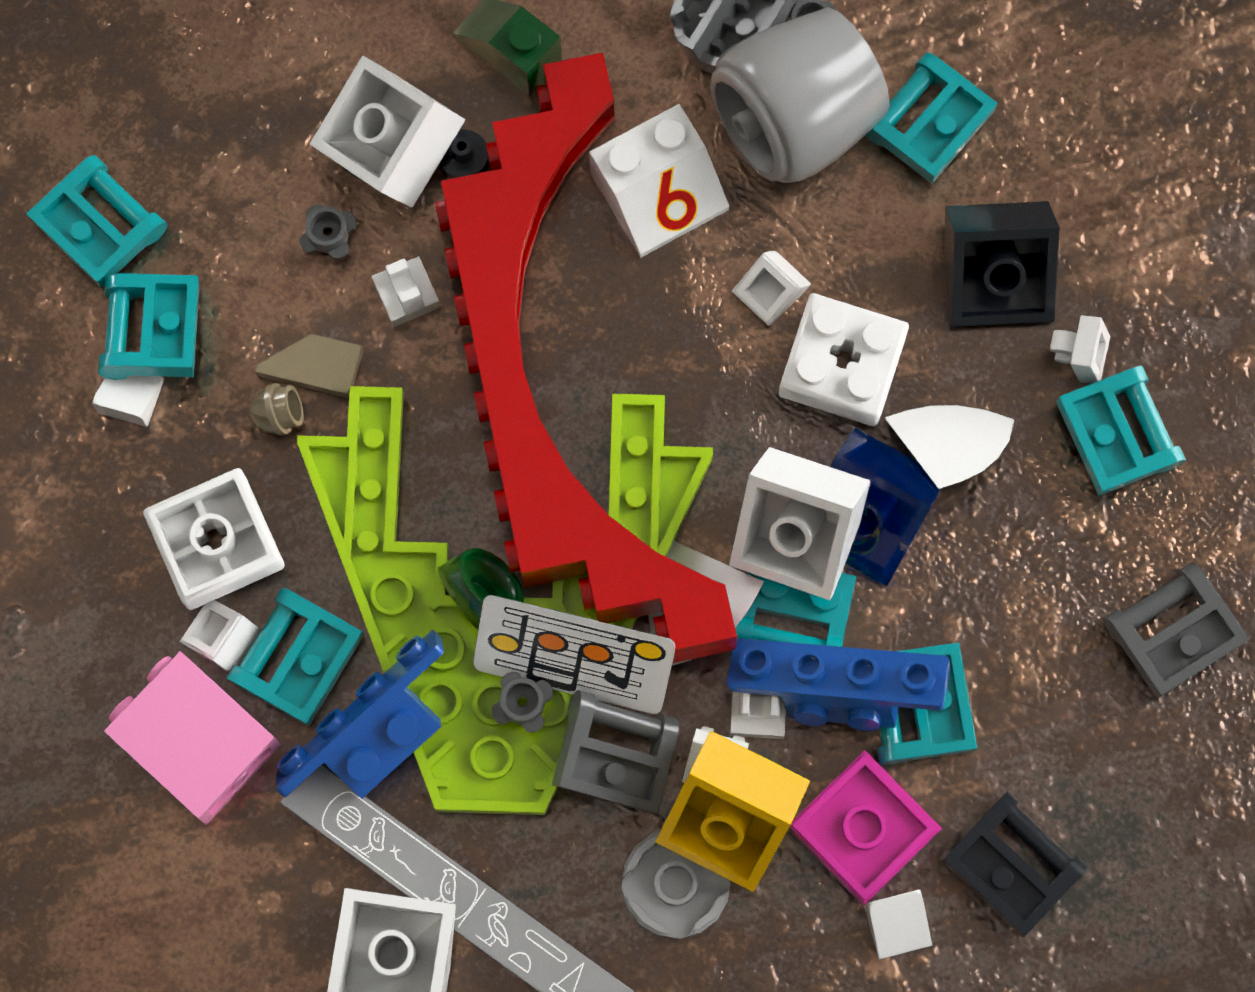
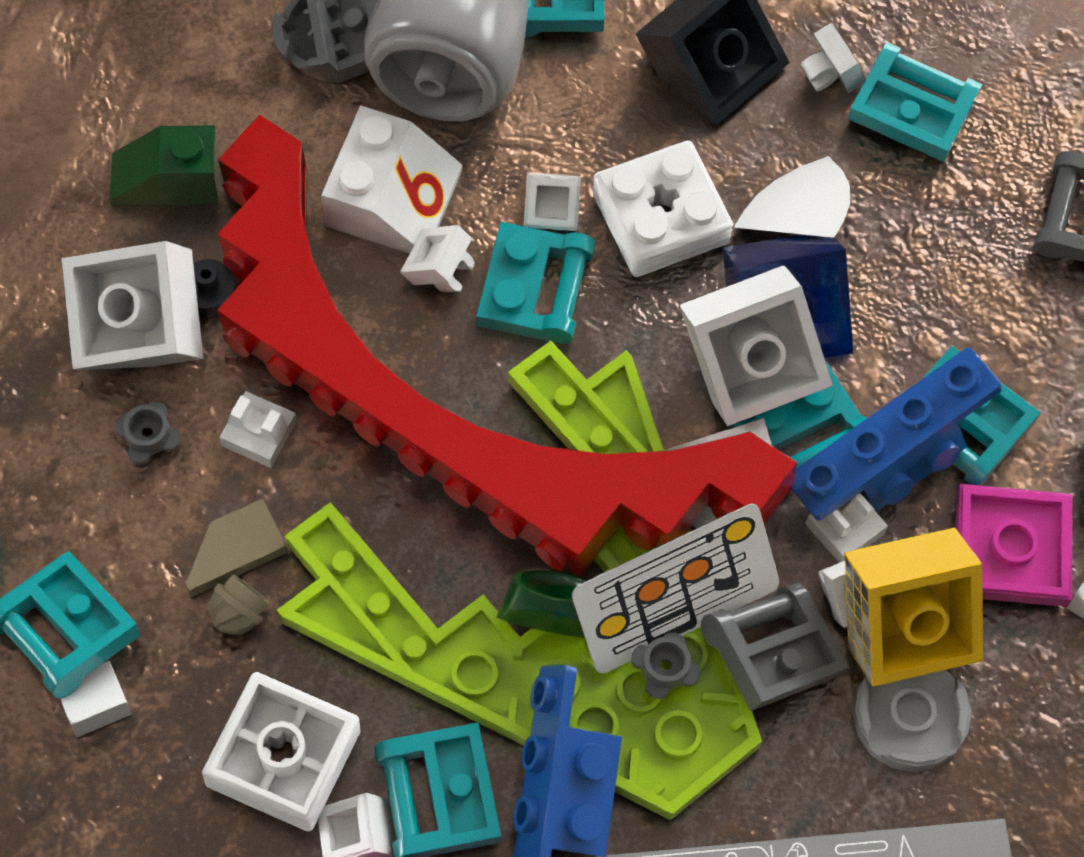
camera: 45 degrees left, 10 degrees down
(641, 264) = (437, 257): none -> white tile
(690, 327) = (517, 280): none -> teal plate

